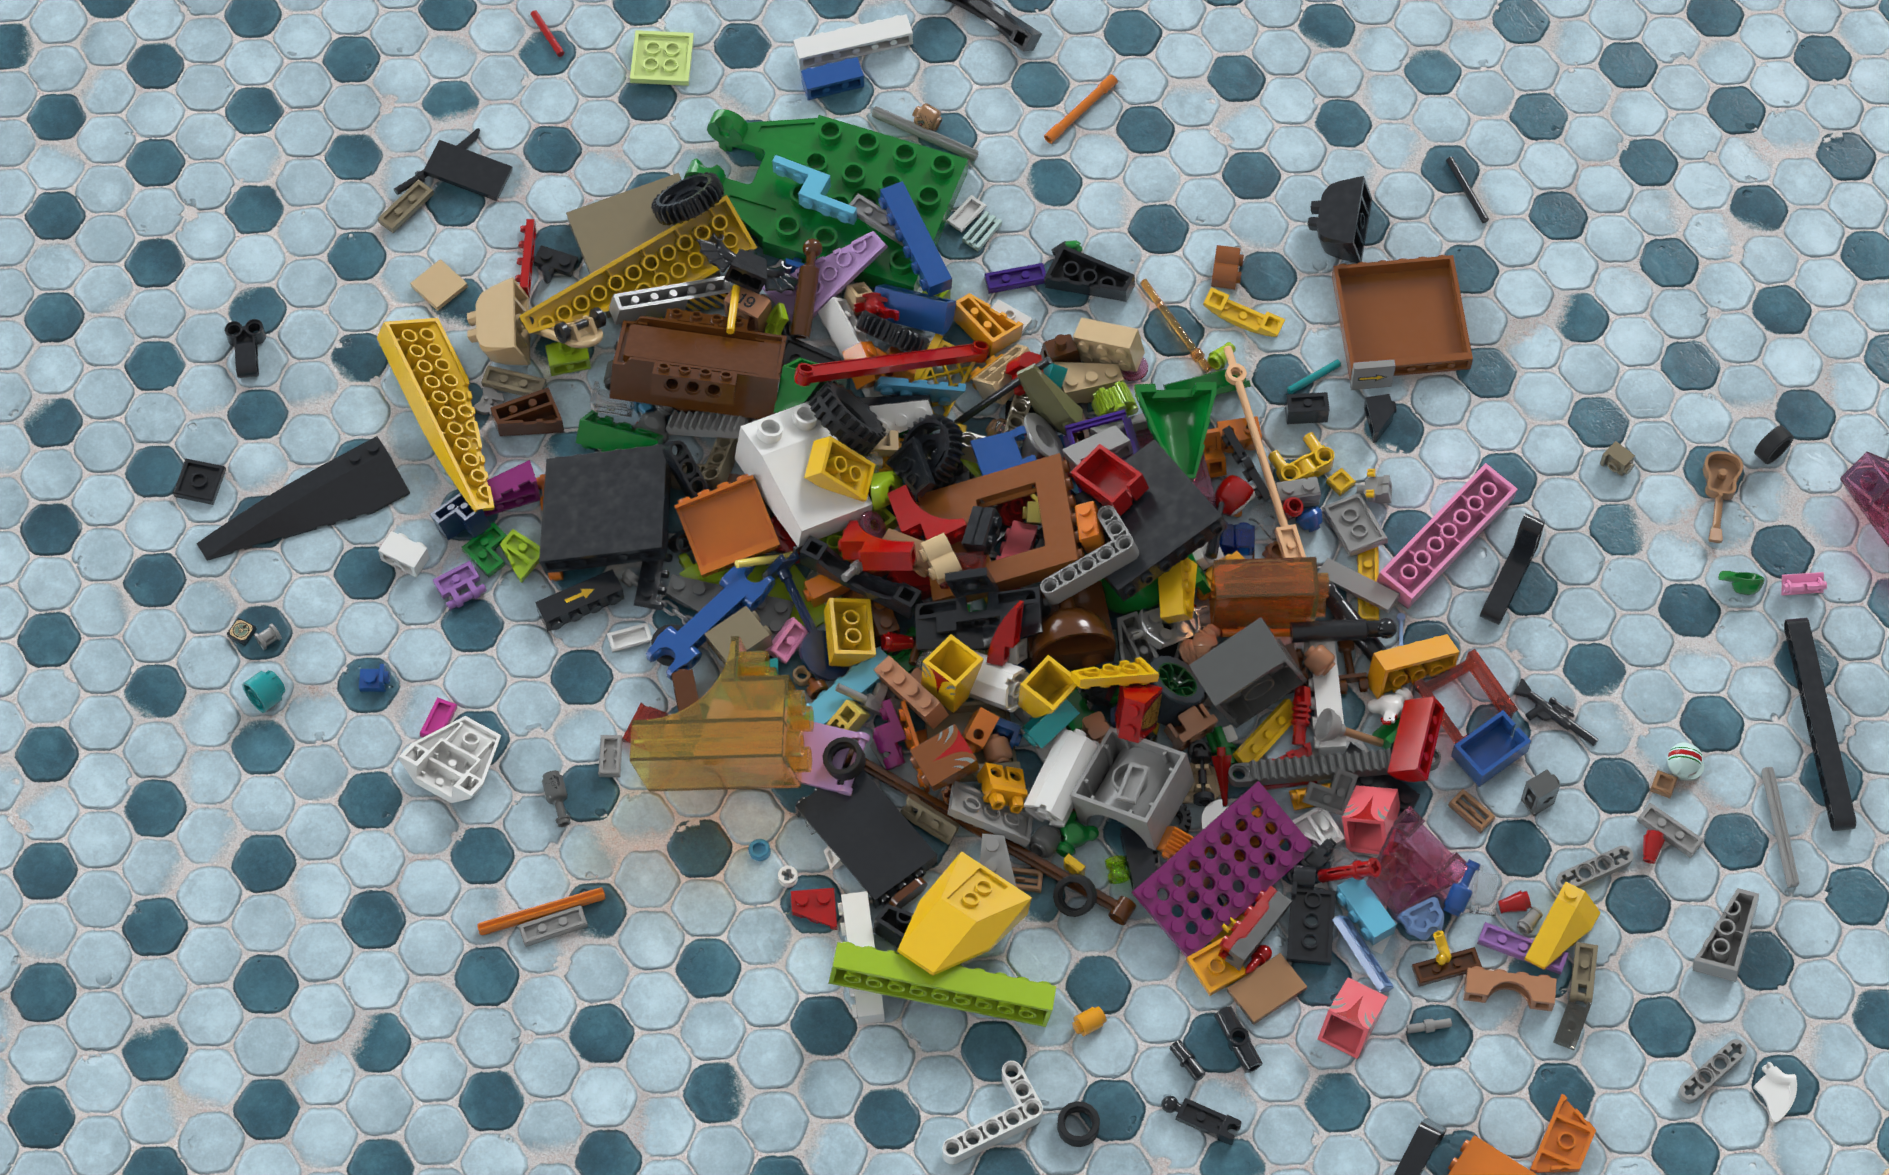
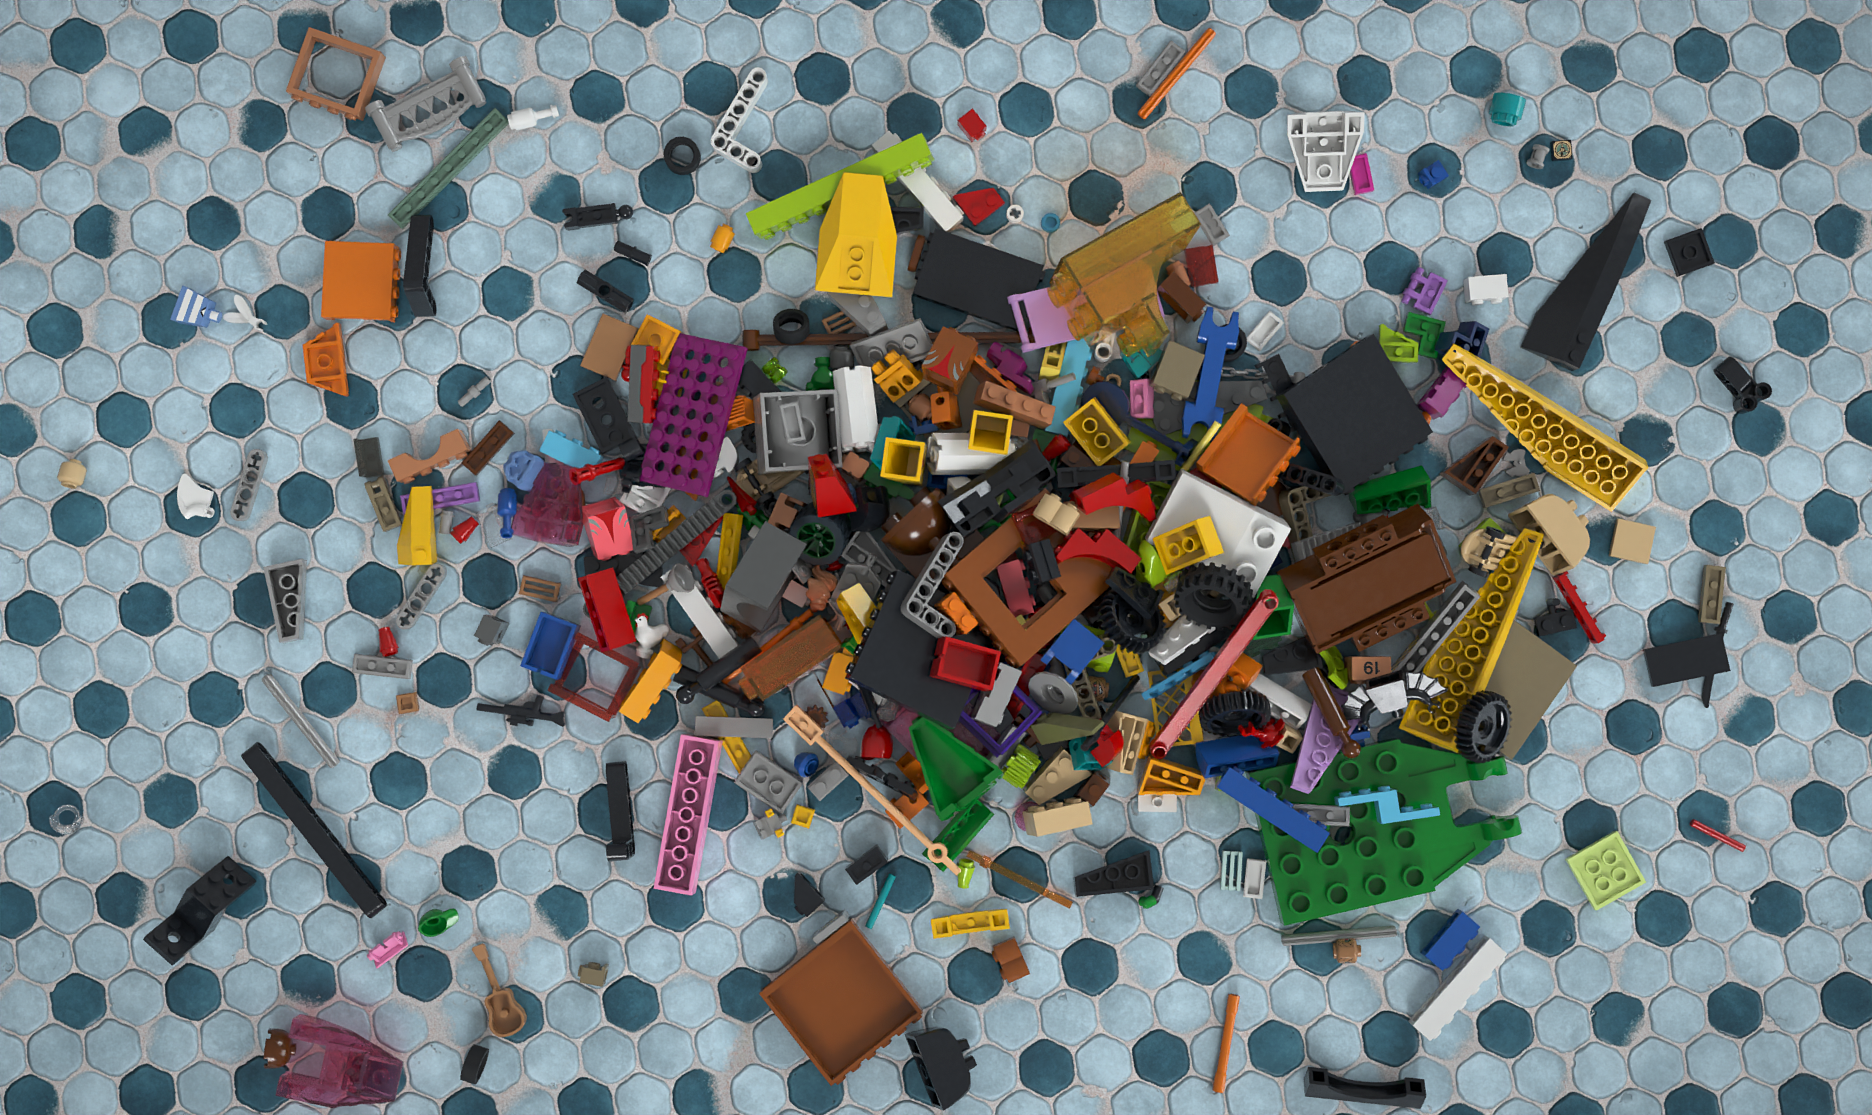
camera: 145 degrees right, 25 degrees up
(556, 794) = (1229, 168): dark grey piece -> none
(580, 600) = (1323, 335): black brick -> none
(733, 309) = (1375, 647): yellow bar -> none
(772, 978) = (972, 126): none -> red brick
(850, 772) = (1036, 305): black tyre -> none
(877, 522) = (1129, 530): clear pink piece -> none
(930, 819) = (935, 322): dark tan plate -> none
(1006, 636) = (963, 481): red slope -> none
(1015, 278) = (1175, 843): dark purple tile -> none
(1073, 866) = (807, 352): yellow tile -> none
(1123, 674) = (854, 505): yellow wing -> none
(1292, 507) = (822, 760): red cone -> none
(1307, 465) = (835, 809): yellow piece -> none
(1319, 660) = (720, 632): nougat head -> none
(1352, 1017) = (531, 361): coral slope -> none
(1363, 953) = (553, 416): medium blue tile -> none
(1401, 617) = (687, 723): light blue hinge -> none
(1444, 953) = (496, 457): yellow arm -> none
(1684, 760) = (399, 730): light aqua helmet -> none

